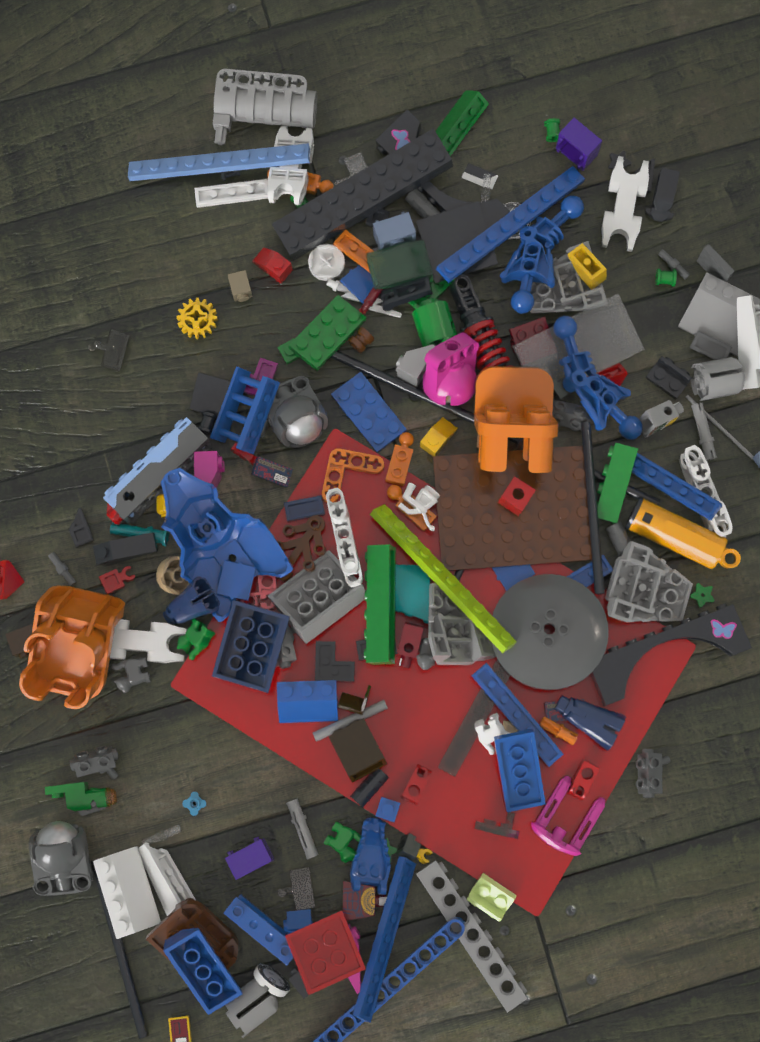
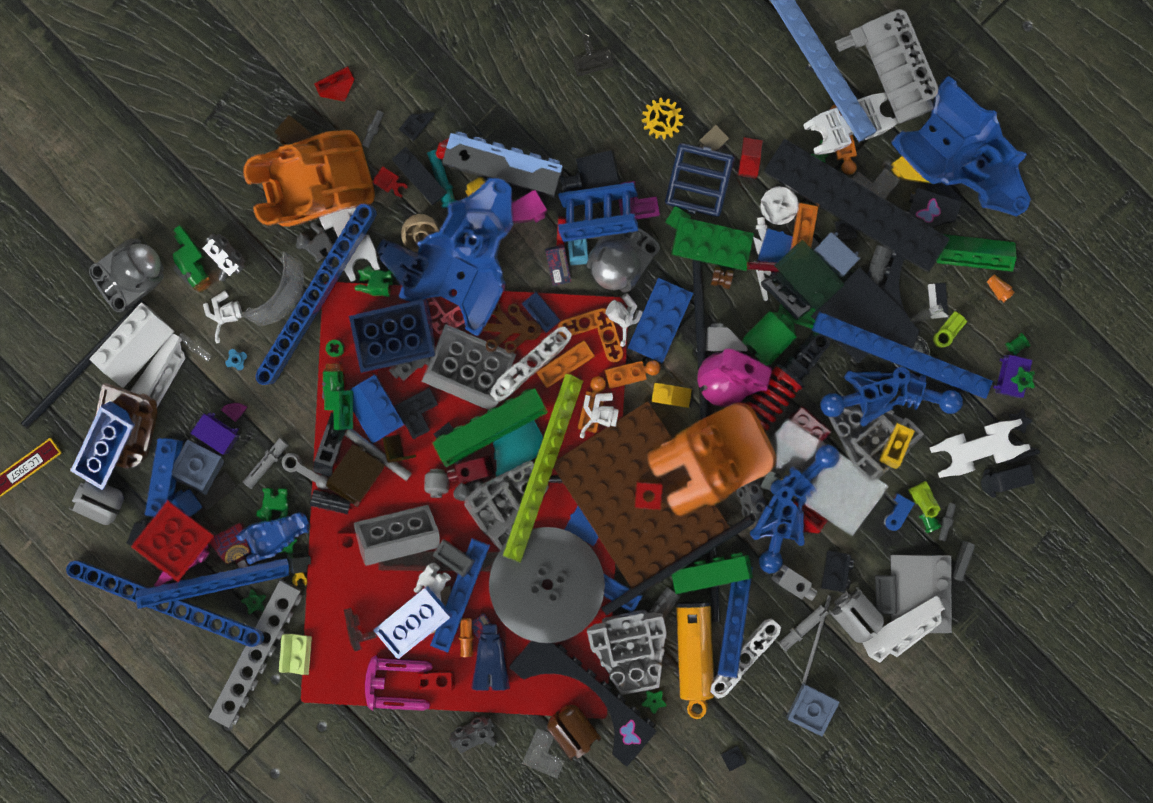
camera: 55 degrees right, 10 degrees up
(148, 788) = (228, 313): none -> white piece
(164, 728) = (284, 298): none -> clear windscreen
(185, 702) = (323, 289): none -> blue beam
(228, 703) = (329, 348): none -> green bush
(231, 193) = (798, 82): white tile -> none
(236, 580) = (443, 290): blue piece -> none
(239, 831) = (234, 410): none -> magenta tile
(244, 323) = (679, 165): none -> dark blue bar
(269, 449) = (578, 251): none -> medium azure slope
(270, 893) = (197, 467): none -> sand blue container
(272, 979) = (128, 507): white tile -> none
(278, 728) = (337, 398): none -> green plate
(318, 758) = (329, 449): none -> black slope
(345, 786) = (320, 480): none -> light grey piece
(346, 439) = (618, 313): none -> white piece
(357, 138) = (906, 172): none -> yellow slope
(361, 511) = (565, 364): none -> orange plate
(365, 83) = (973, 153): none -> blue piece
(387, 809) = (320, 528): blue brick -> none
(404, 681) = (436, 483): none -> light grey head
(423, 915) = (249, 602): none -> green plate
(432, 741) = (397, 535): none -> light grey slope
(480, 701) = (454, 558): none -> dark grey tile
(498, 119) = (1000, 288): none -> orange cone
(510, 177) = (950, 329): none -> lime piece
(586, 126) = (1023, 384): none -> green plate
(640, 270) = (924, 498): none -> lime piece
(645, 299) = (899, 513): none -> blue leg
(694, 679) = (572, 731): none -> reddish brown cylinder
(700, 725) = (538, 756): none -> clear plate

